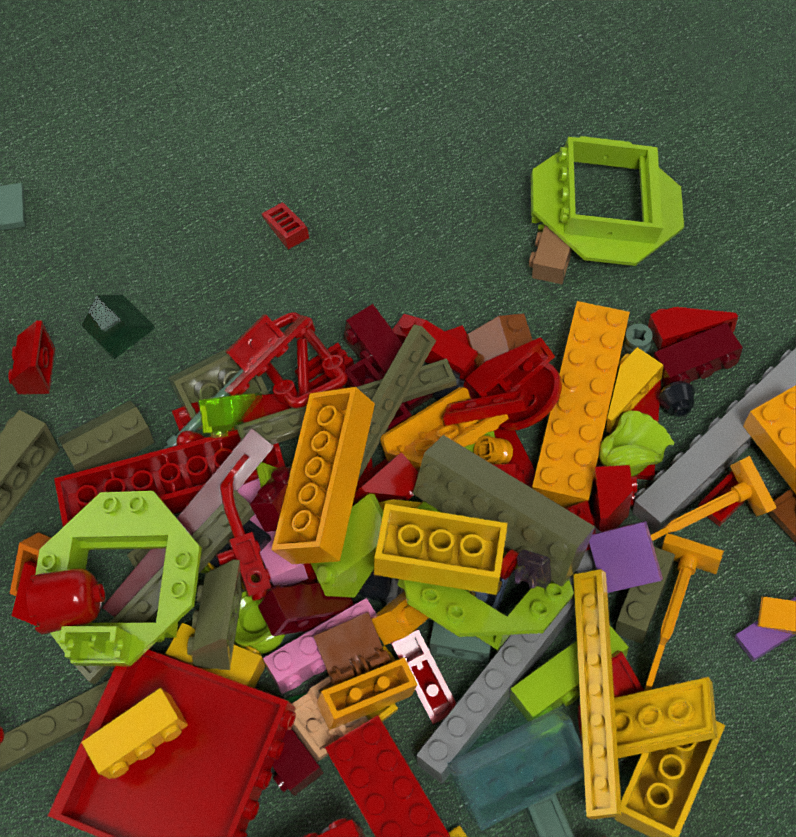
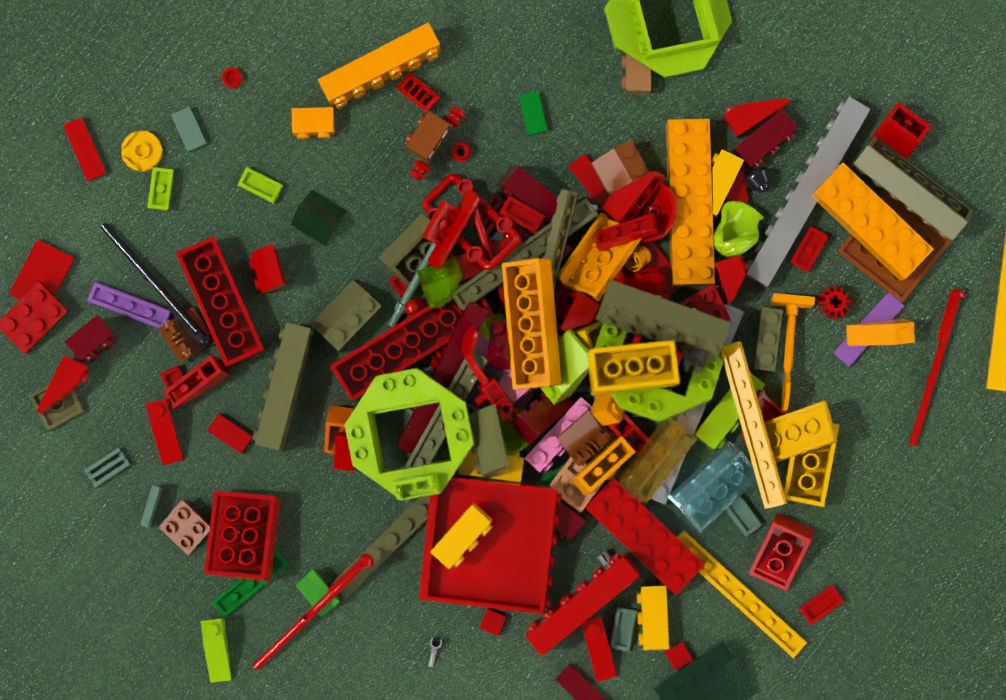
camera: 20 degrees left, 25 degrees up
(64, 599) = (385, 462): red cylinder -> none
(65, 278) = (260, 185): none -> lime tile
(82, 168) = (232, 78): none -> red tile
(152, 224) = (313, 122): none -> light orange brick
(248, 180) = (380, 65): none -> light orange brick
(279, 263) = (429, 138): none -> dark orange brick
(313, 286) = (460, 145): none -> red plate
(359, 358) = (522, 214): none -> red tile
(413, 272) = (532, 113): none -> green tile
(446, 346) = (557, 177): red slope -> none
(447, 704) = (656, 459): none -> clear yellow slope
(626, 556) = (751, 326): medium lavender tile -> none
(638, 331) = (716, 137): sand green wheel -> none
(749, 488) = (763, 303): light orange piece -> none
(761, 567) = (839, 297): none -> red gear

